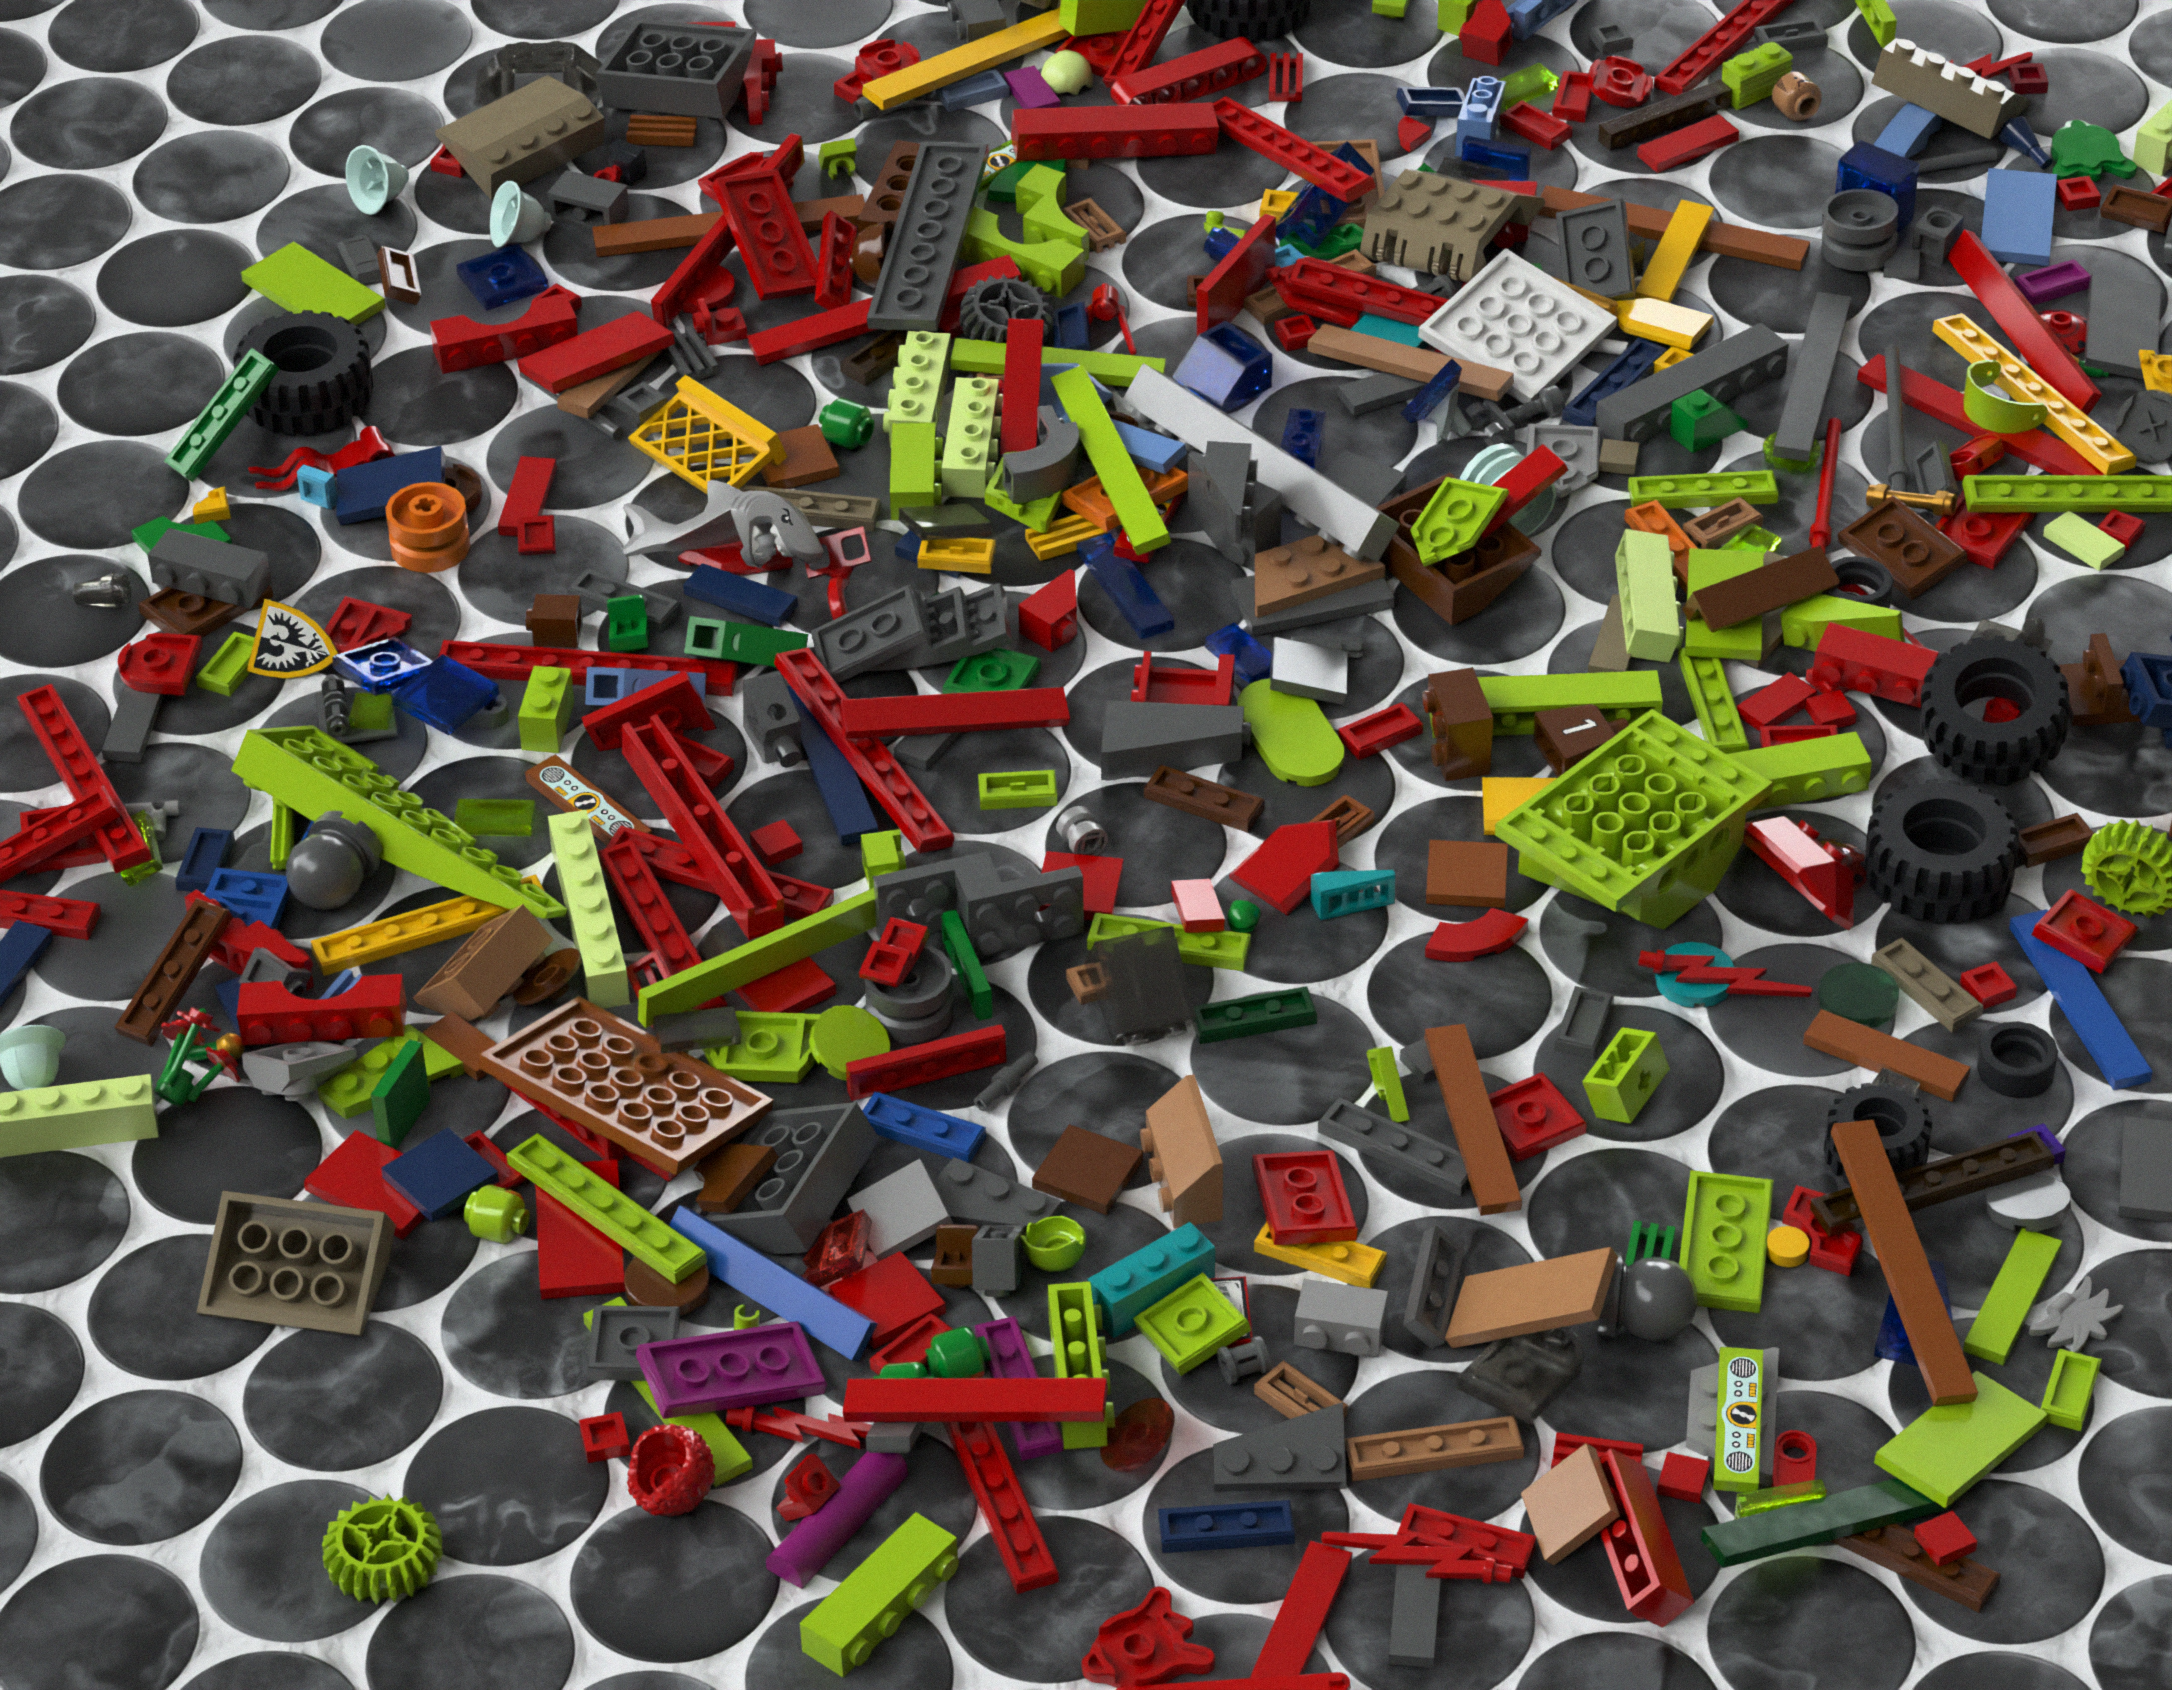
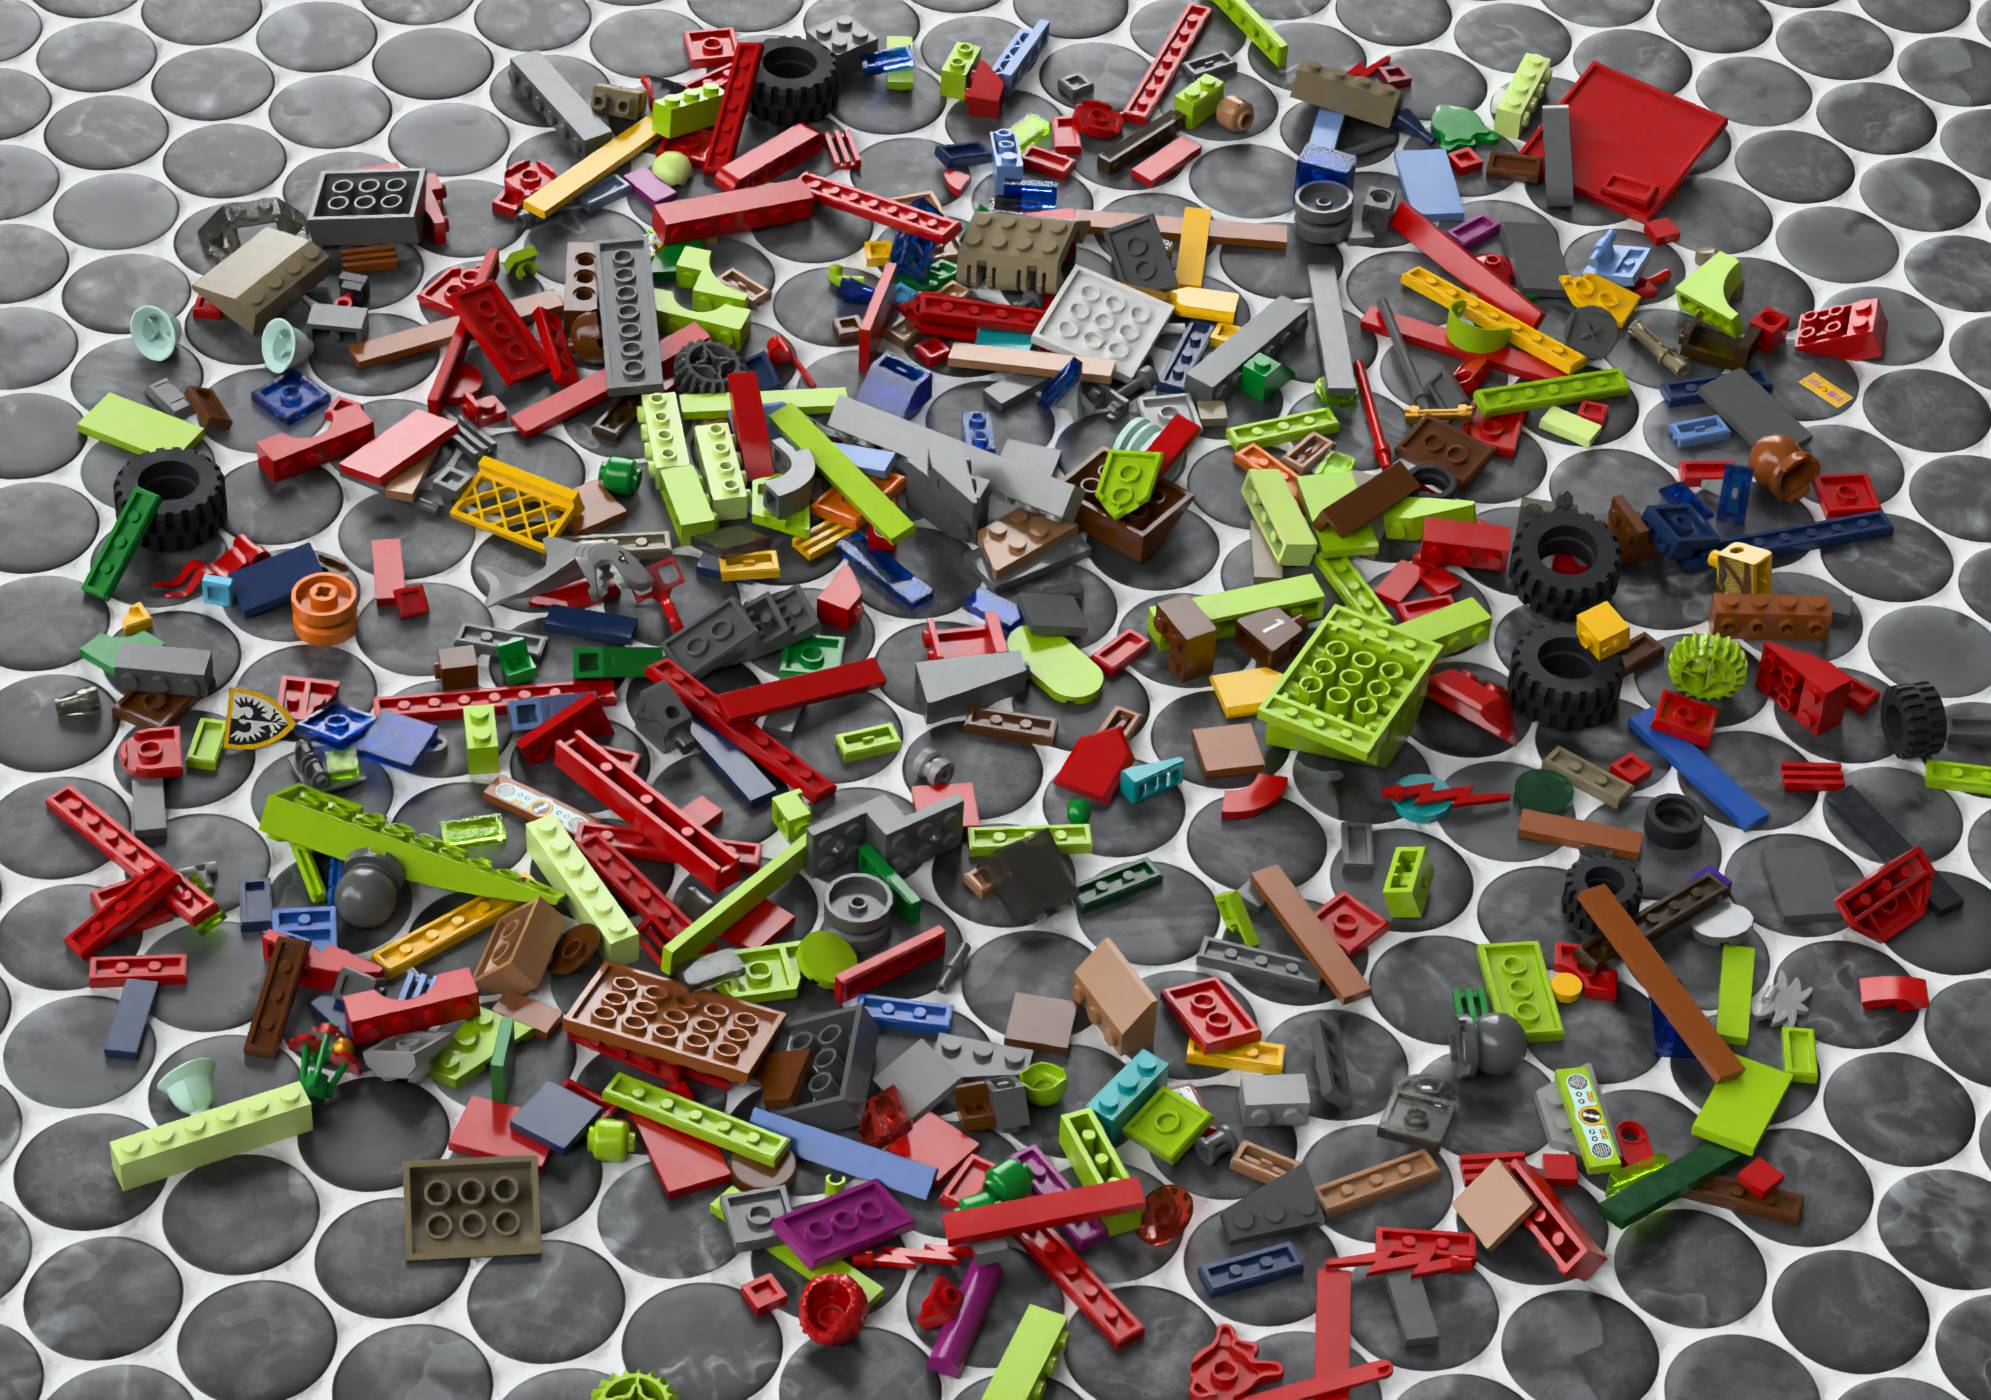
camera: 20 degrees left, 0 degrees up
(895, 953) = (845, 883): red slope -> none
(1197, 906) = (1042, 808): tile -> none
(1531, 1297) = (1411, 1059): medium nougat tile -> none
(1995, 798) = (1602, 631): none -> yellow head

